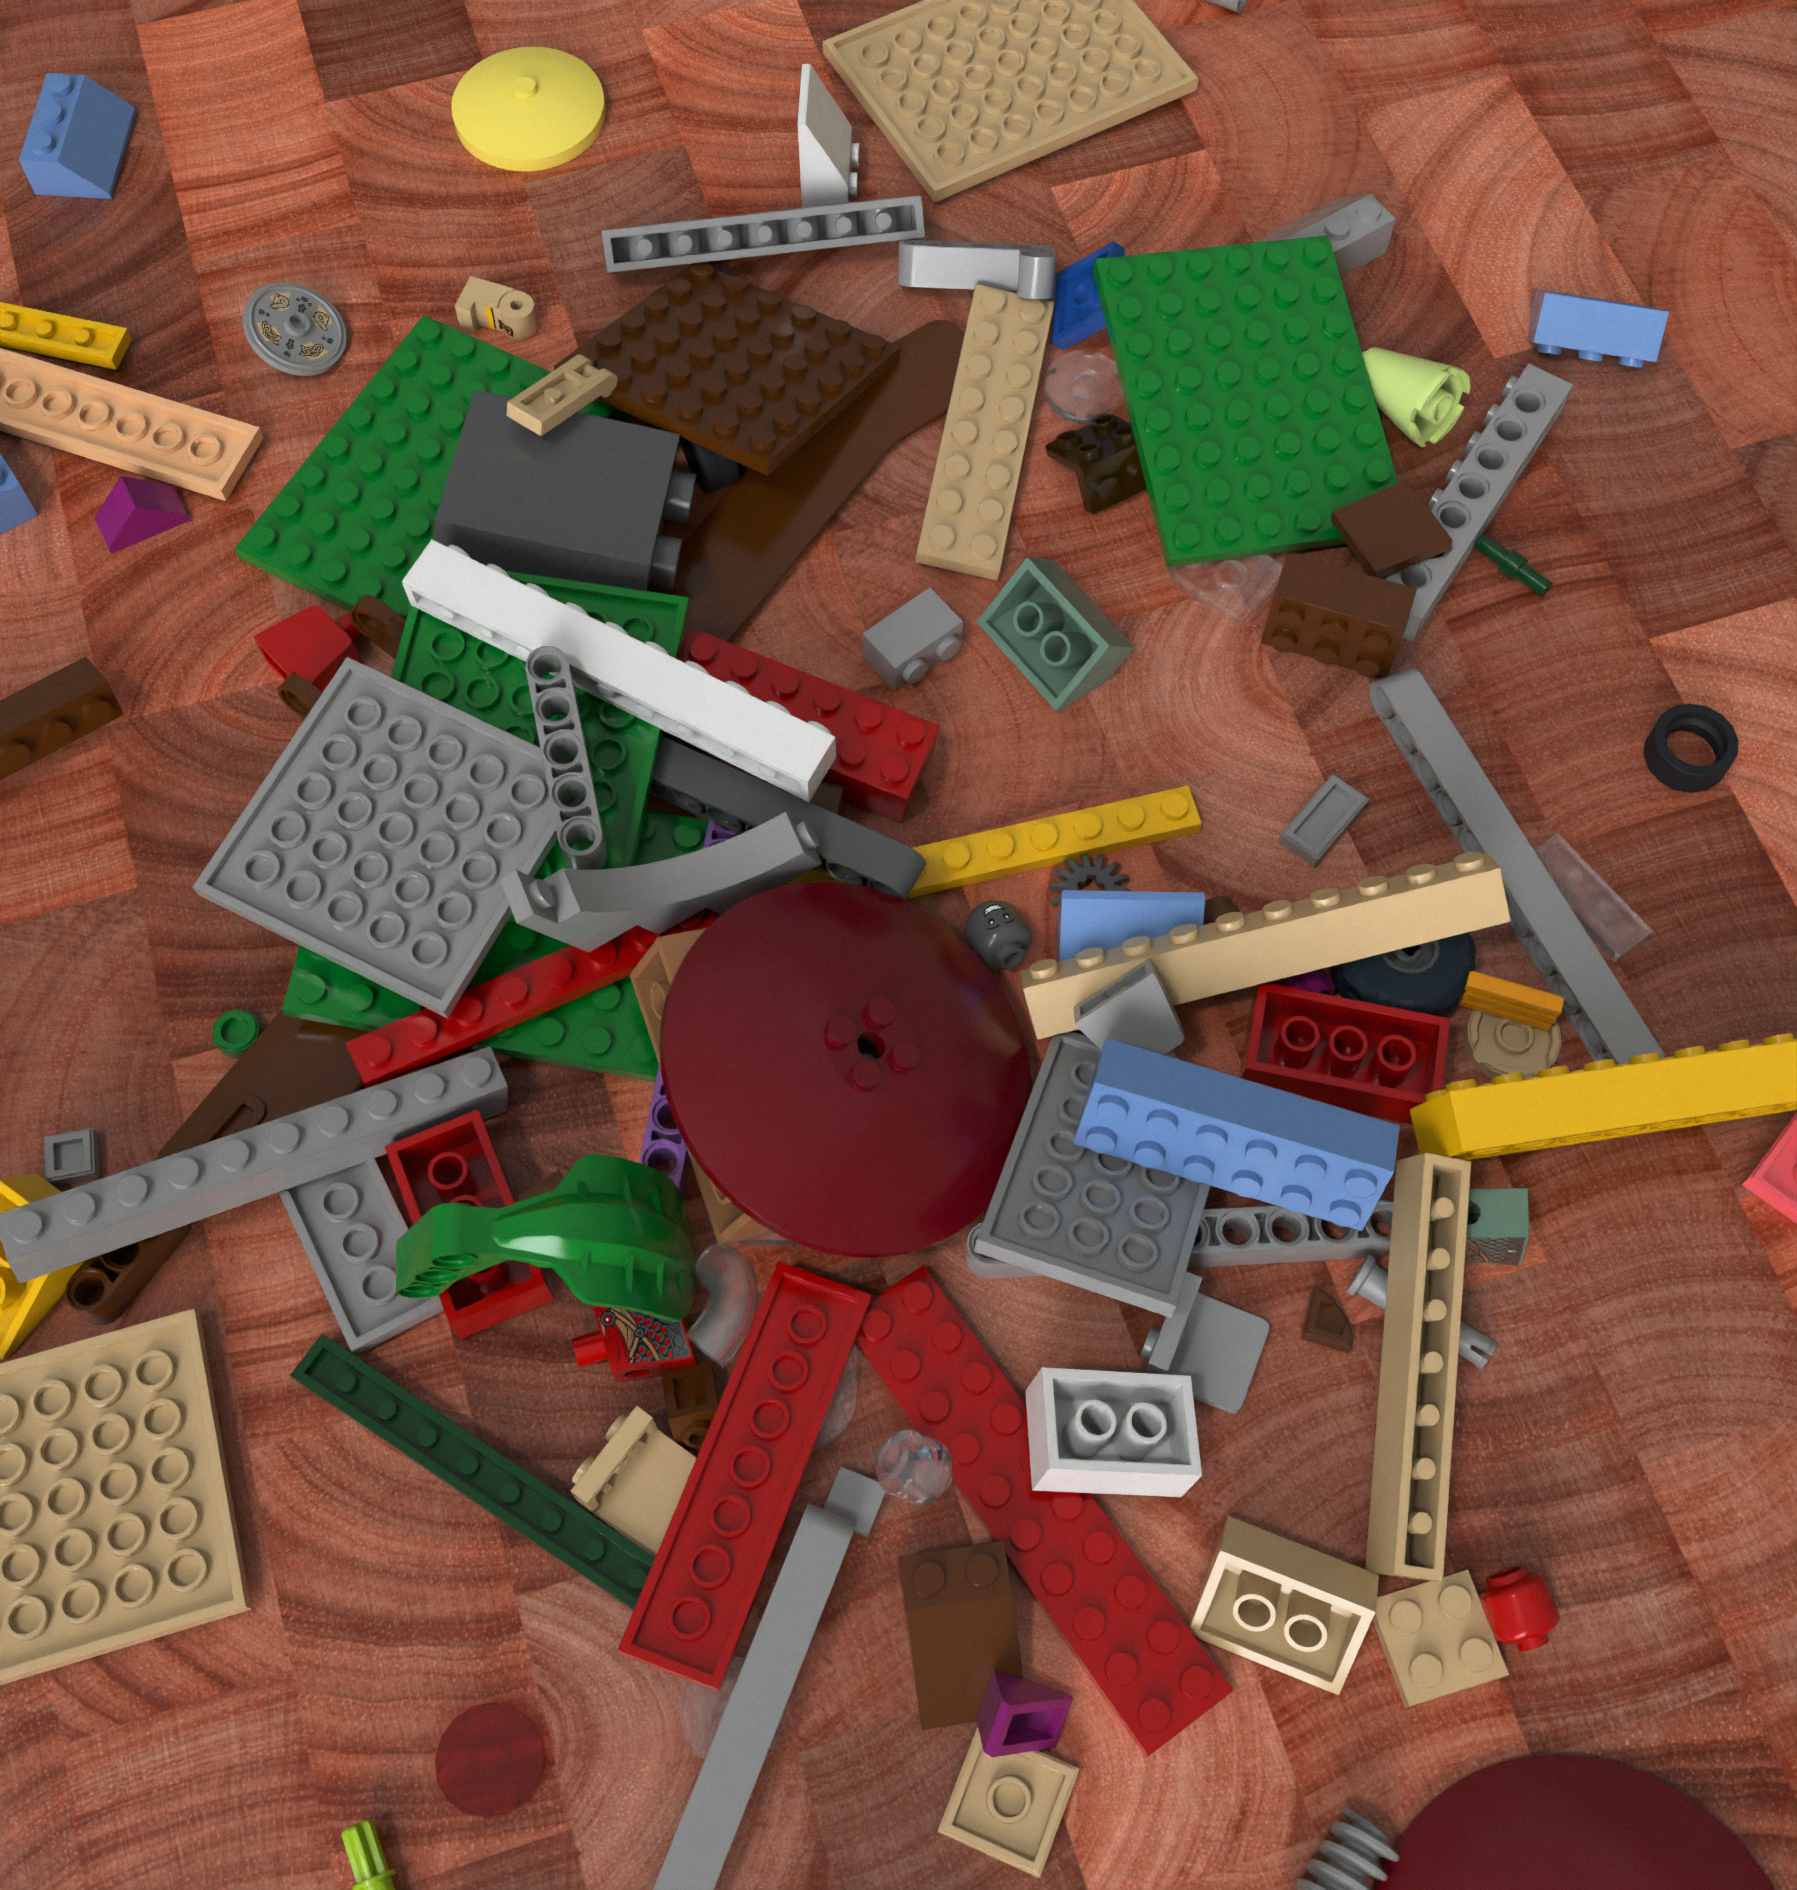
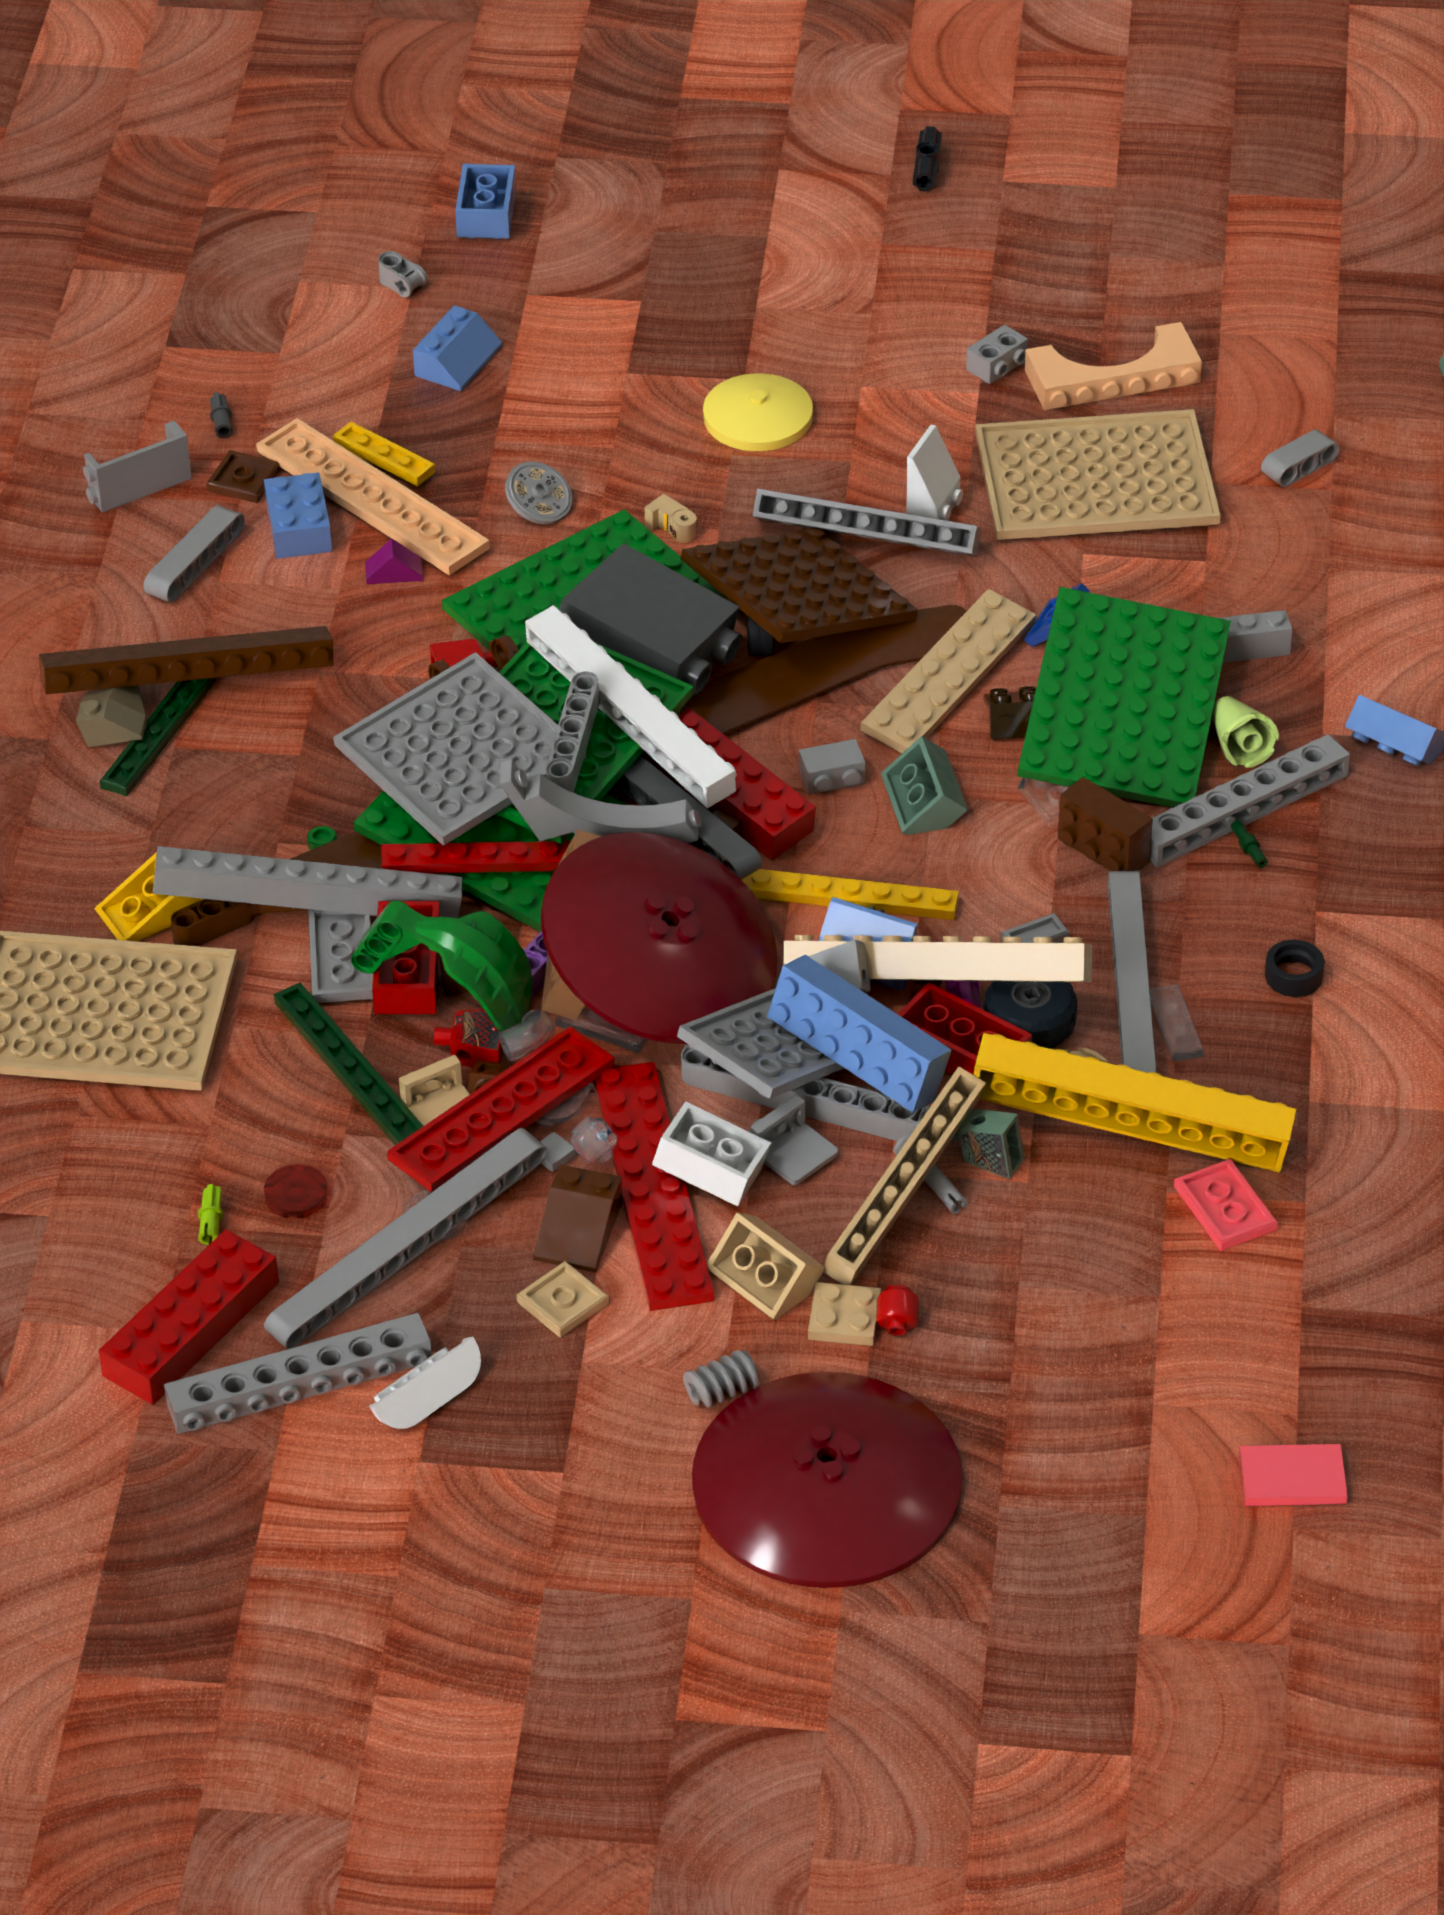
camera: 25 degrees right, 20 degrees down
(560, 394) = (674, 560): tan plate -> none
(964, 264) = (1012, 584): light grey beam -> none
(996, 933) = (791, 920): dark grey head -> none
(1020, 1715) = (589, 1257): magenta slope -> none
(1083, 387) = (1023, 667): clear tile -> none
(1326, 1323) = (872, 1163): reddish brown tile -> none
(1391, 530) = (1169, 793): reddish brown tile -> none
(1511, 1001) = (1078, 1041): light orange tile -> none

